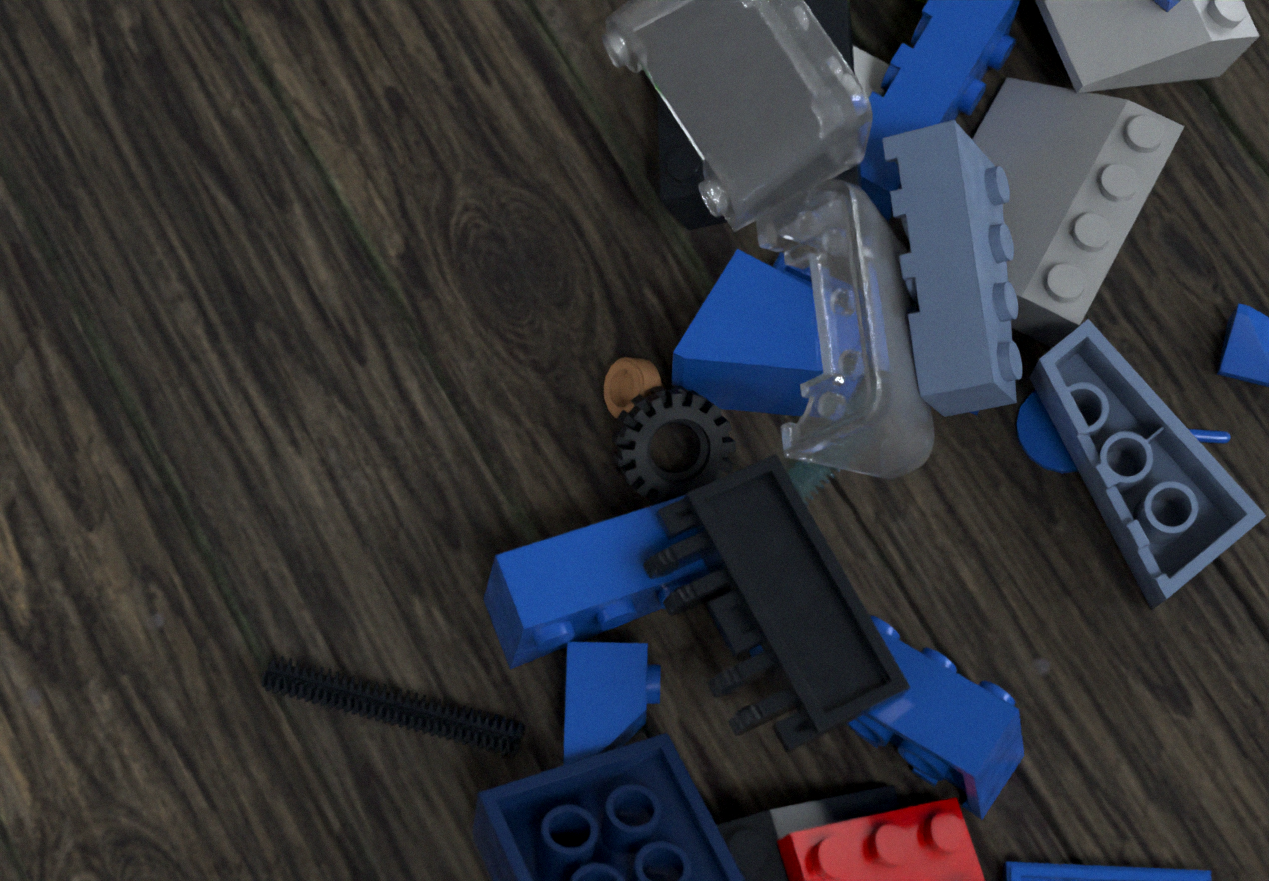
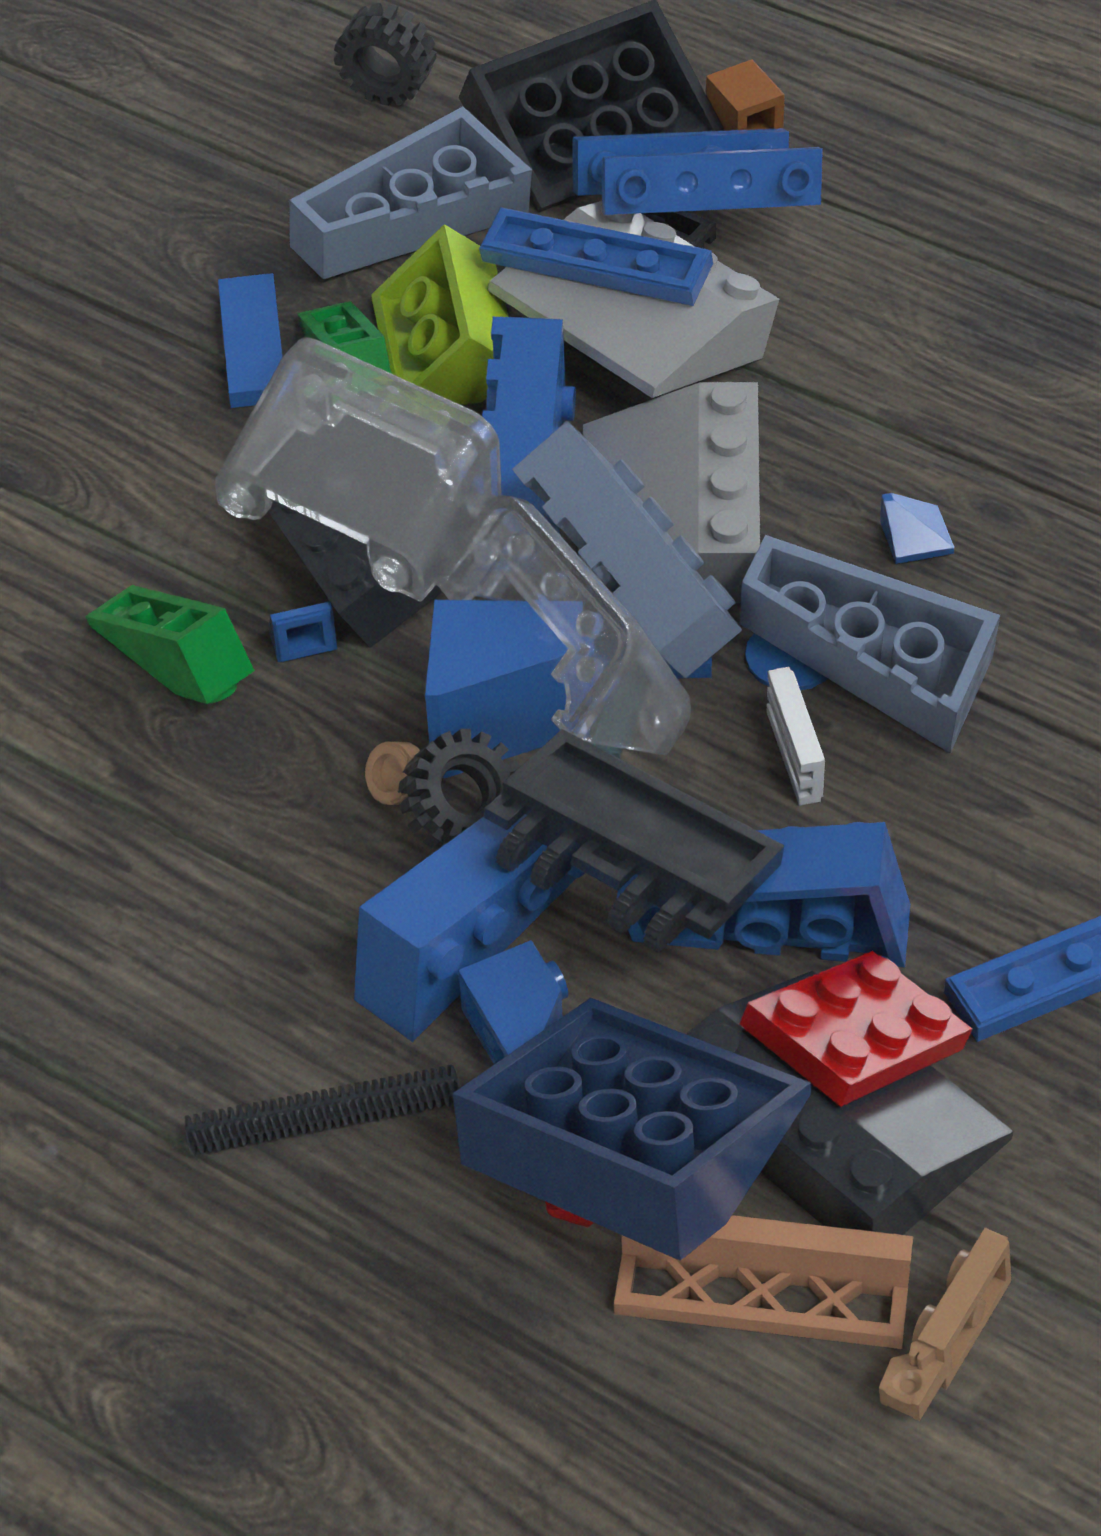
camera: 25 degrees left, 20 degrees down
(511, 147) = (175, 640): none -> green slope
(630, 192) = (303, 631): none -> blue slope
(1012, 530) = (795, 736): none -> white tile

